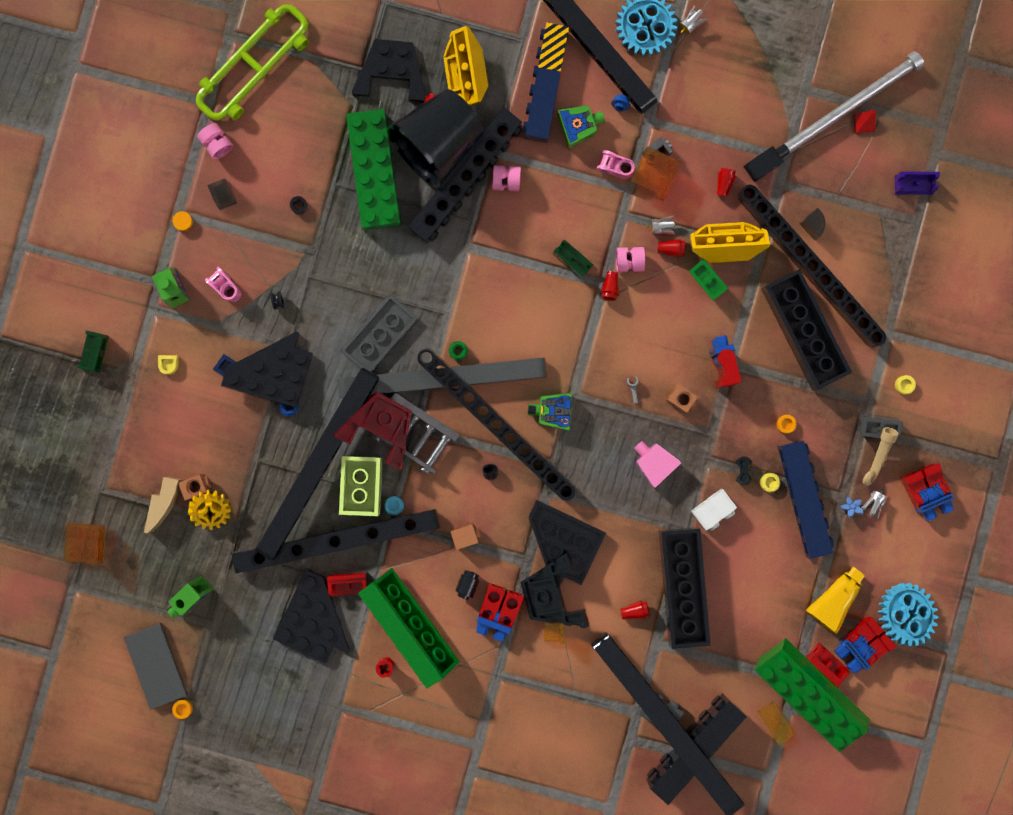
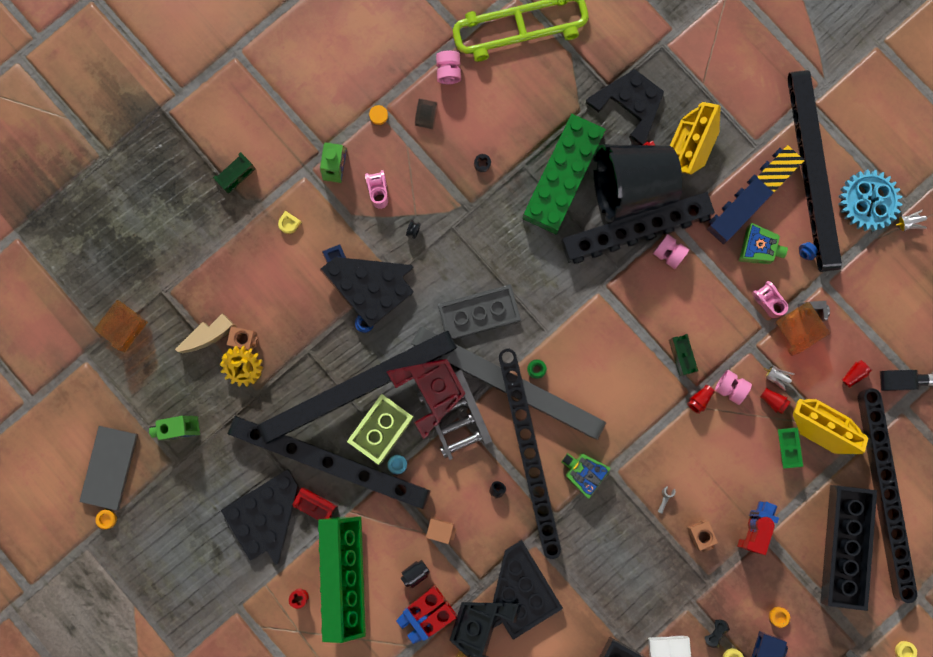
camera: 35 degrees right, 5 degrees down
(655, 463) = (644, 576): bright pink torso -> none
(814, 224) = (912, 460): clear smoke brick -> none

